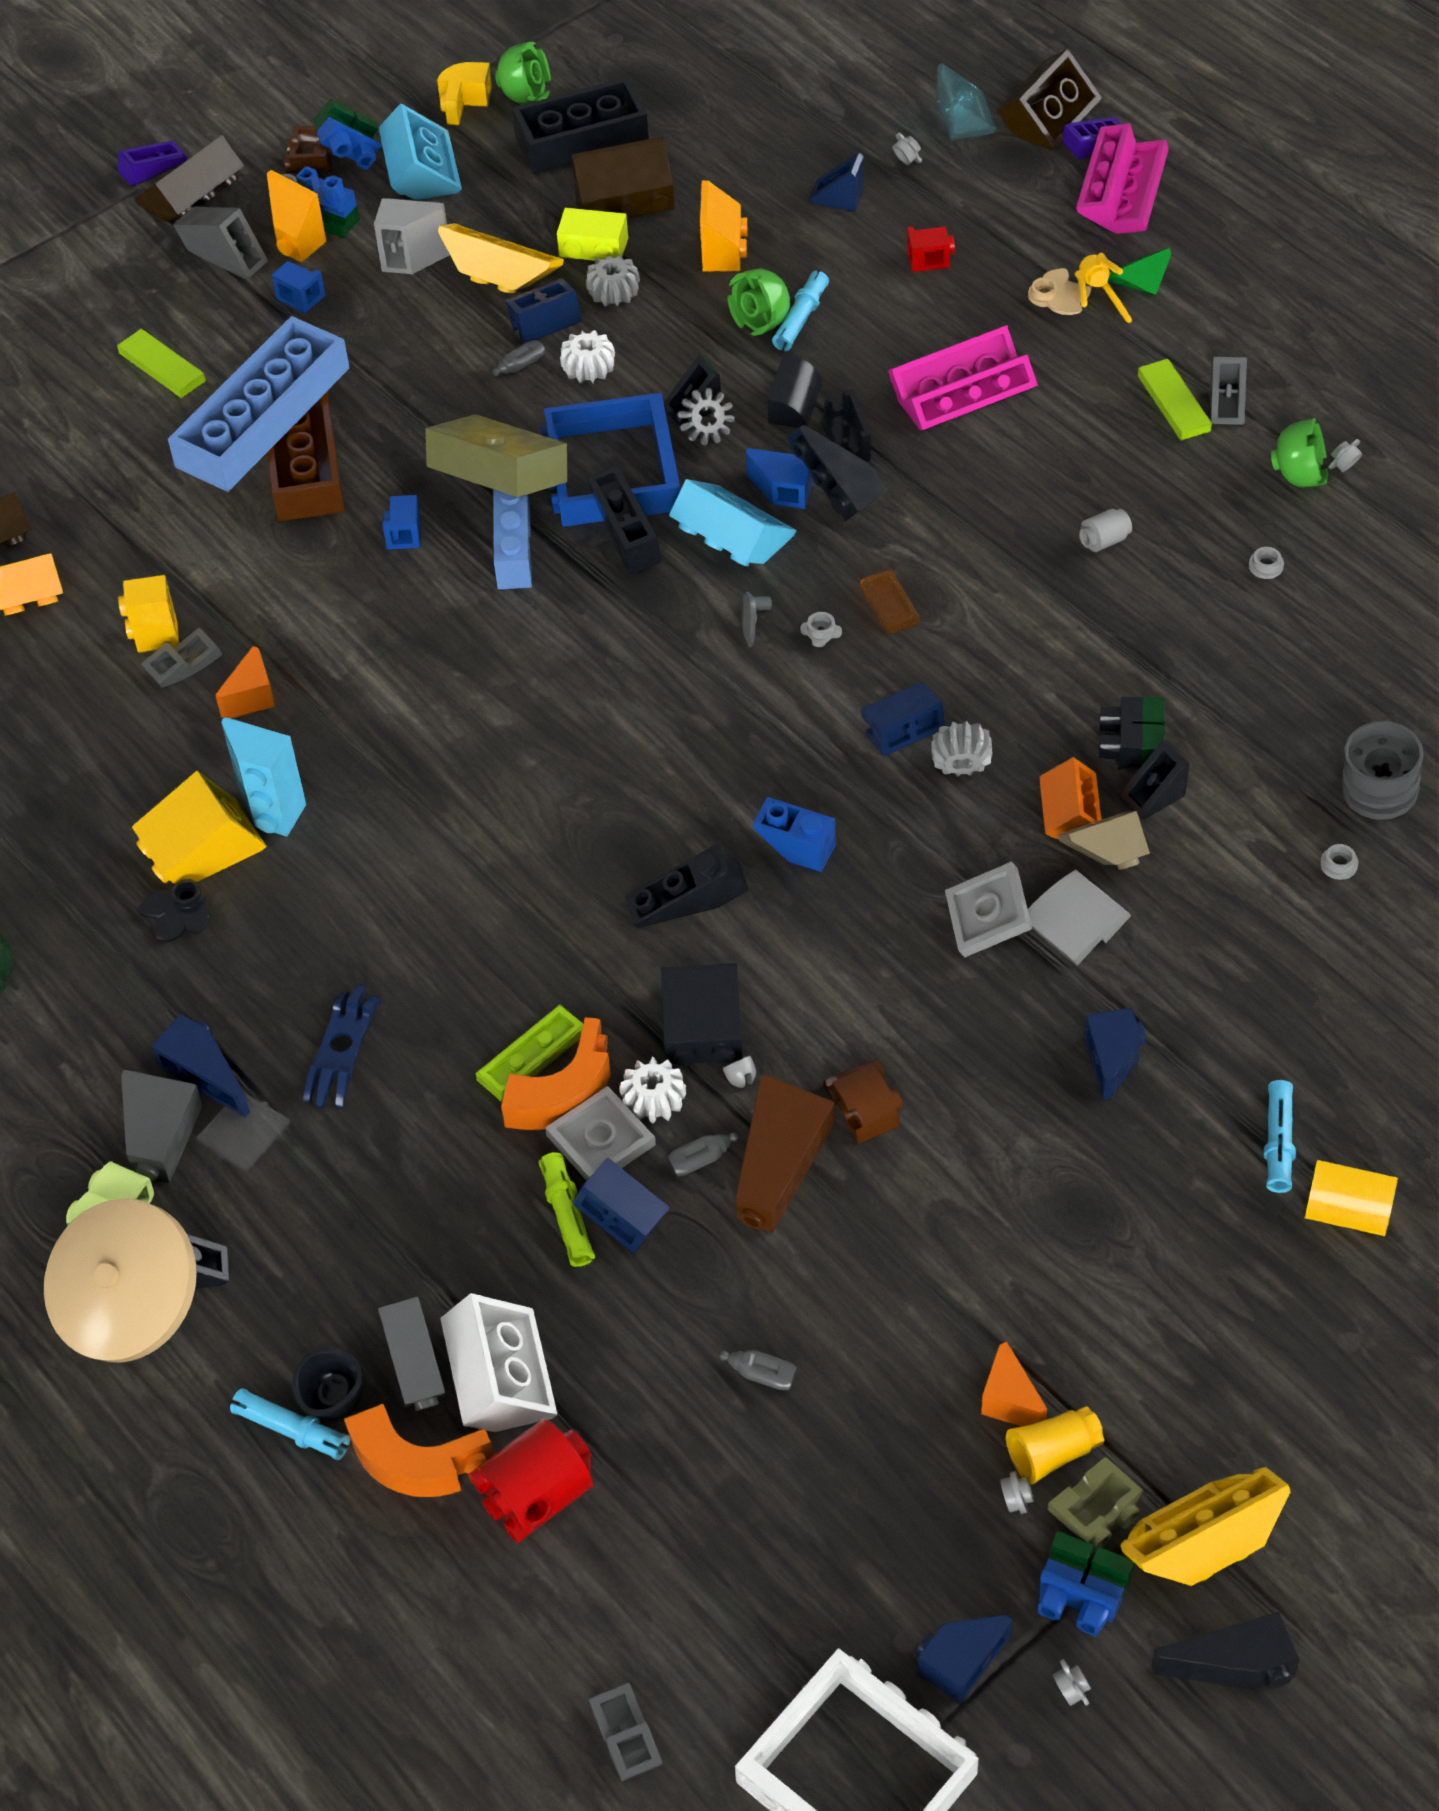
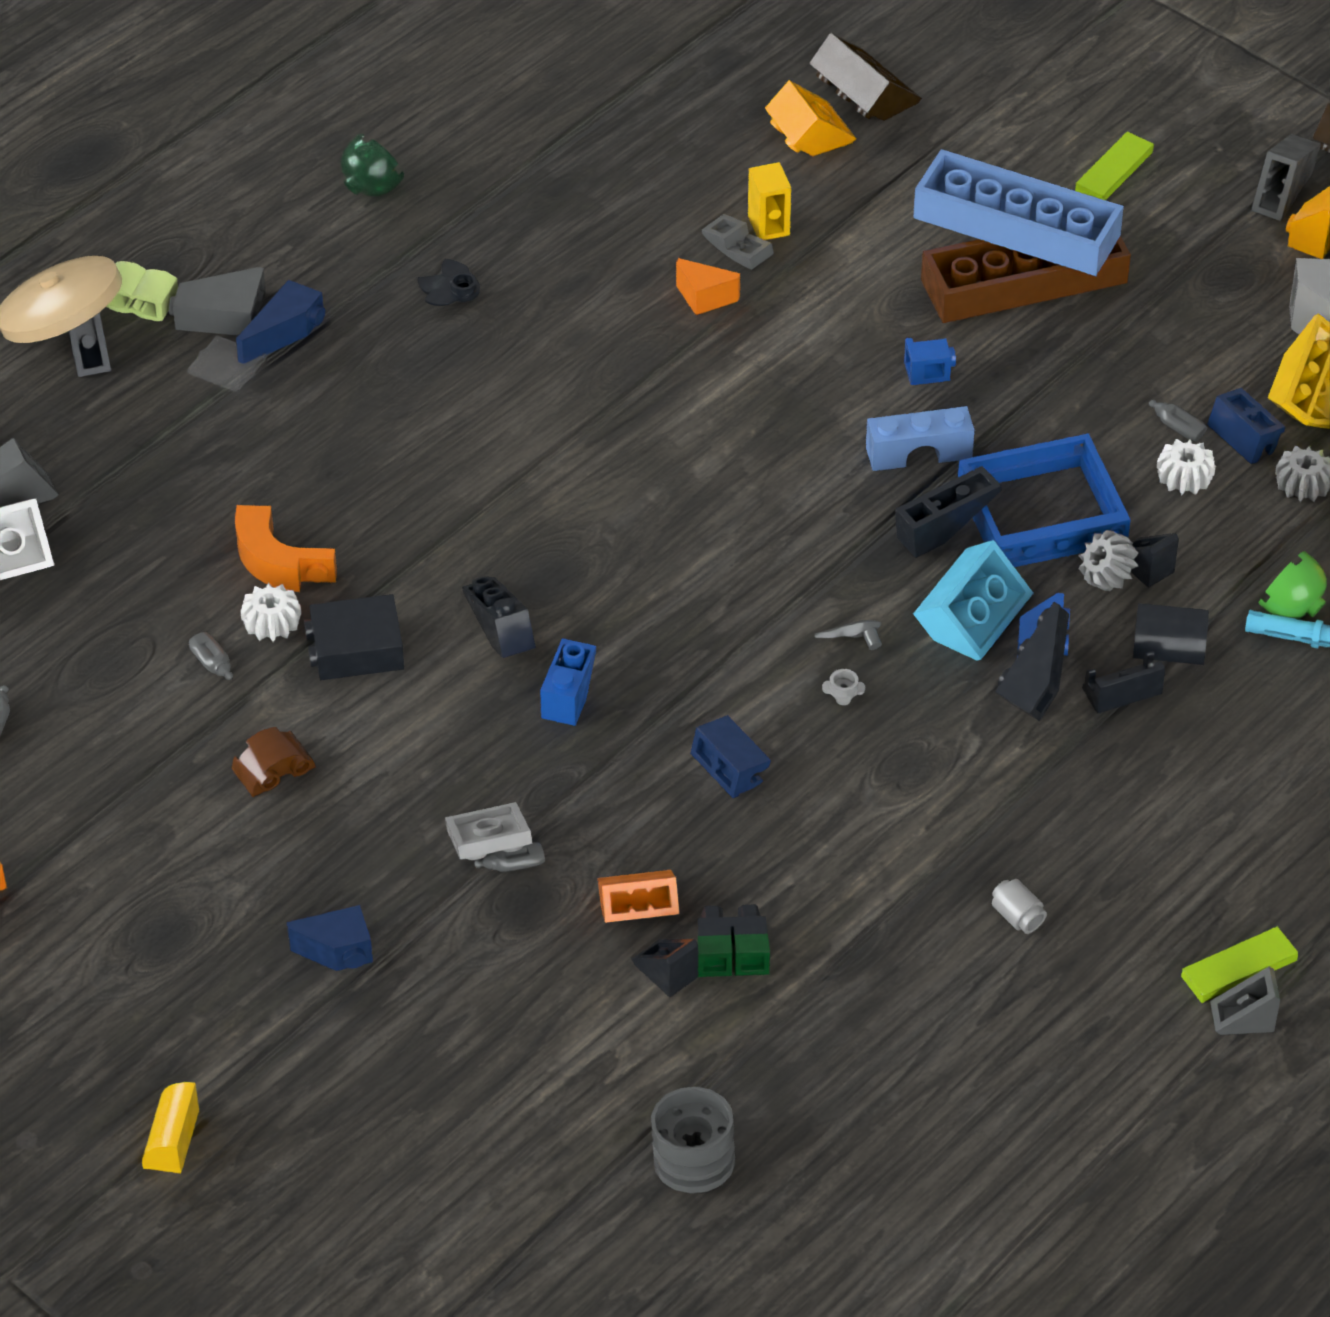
camera: 80 degrees right, 5 degrees down
(196, 832) = (529, 279): yellow slope -> none
(265, 775) = (571, 294): medium azure slope -> none
(298, 286) = (1236, 241): blue brick -> none
(340, 1064) = (337, 409): dark blue piece -> none
(496, 455) = (1001, 398): olive brick -> none
(532, 1050) = (315, 532): lime tile -> none
(561, 1194) = (185, 558): lime pin -> none
(598, 1131) = (220, 583): light grey plate -> none
(620, 1205) = (141, 597): dark blue hinge -> none
(741, 1072) = (297, 673): light grey hinge -> none
(780, 1149) = (208, 703): reddish brown slope -> none
(889, 602) = (893, 739): clear orange tile -> none
(961, 378) = (1226, 774): dark pink slope -> none
(961, 748) = (685, 795): light grey gear -> none
(1076, 916) = (496, 906): light grey slope -> none
(1110, 840) = (580, 917): dark tan slope -> none
(1266, 563) = (1000, 1044): light grey plate -> none
(1279, 1171) = (232, 1074): medium azure pin -> none
(1301, 454) = (1157, 1074): bright green cylinder -> none
(1339, 854) = (586, 1113): light grey plate -> none
(1345, 455) = (1173, 1119): light grey plate -> none

